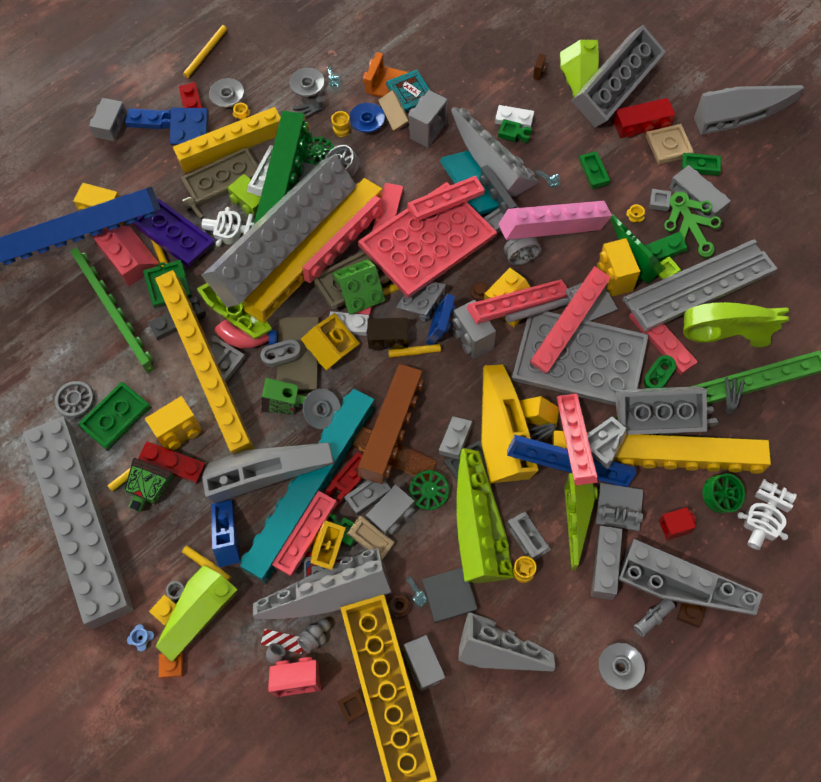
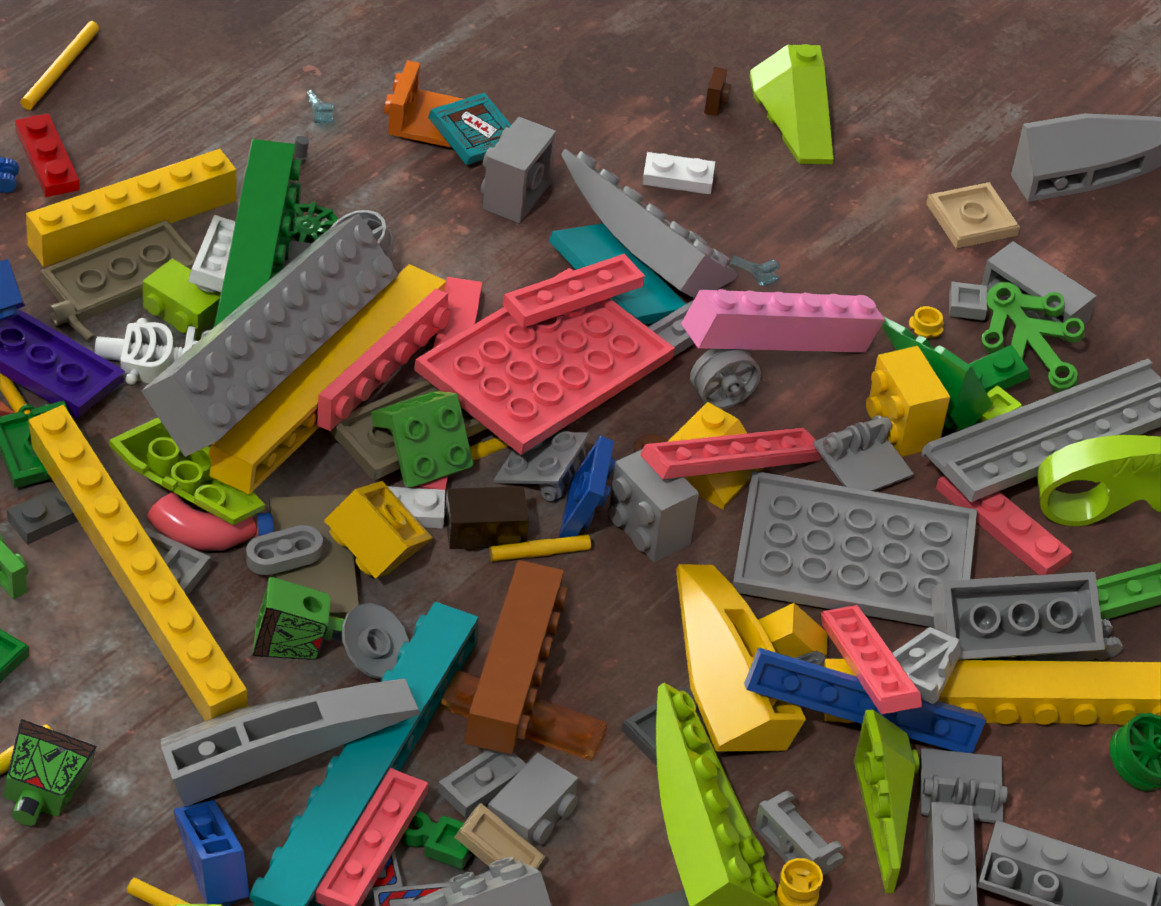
camera: 15 degrees left, 20 degrees down
(174, 424) = (90, 668): yellow brick -> none
(178, 464) = (116, 747): red plate -> none
(187, 124) = (45, 179): blue plate -> none
(226, 92) = (115, 130): light grey dish -> none
(241, 111) = (146, 160): yellow plate -> none
(307, 82) = (272, 113): light grey dish -> none
(327, 545) = (421, 850): yellow slope -> none
(341, 124) = (348, 181): yellow wheel -> none
(346, 480) = (441, 754): red hinge -> none
(367, 117) = (398, 171): blue dish -> none
(394, 110) = (449, 159): tan tile -> none
(429, 490) = (602, 768): green wheel -> none
(455, 437) = (639, 683): light grey plate -> none
(496, 189) = (663, 278): dark grey plate -> none
(511, 130) = (678, 193): green plate -> none
(537, 309) = (768, 470): light grey bar -> none
(569, 320) = (830, 483): coral plate -> none
(594, 170) = (840, 254): green plate -> none
(618, 76) = (865, 103): light grey brick -> none
(643, 117) = (919, 171): red brick -> none
(658, 374) = (1009, 560): green plate -> none
(677, 523) = (1071, 804): red brick -> none
(702, 163) = (1046, 244): green plate -> none
(731, 399) = (1142, 607): dark grey piece -> none

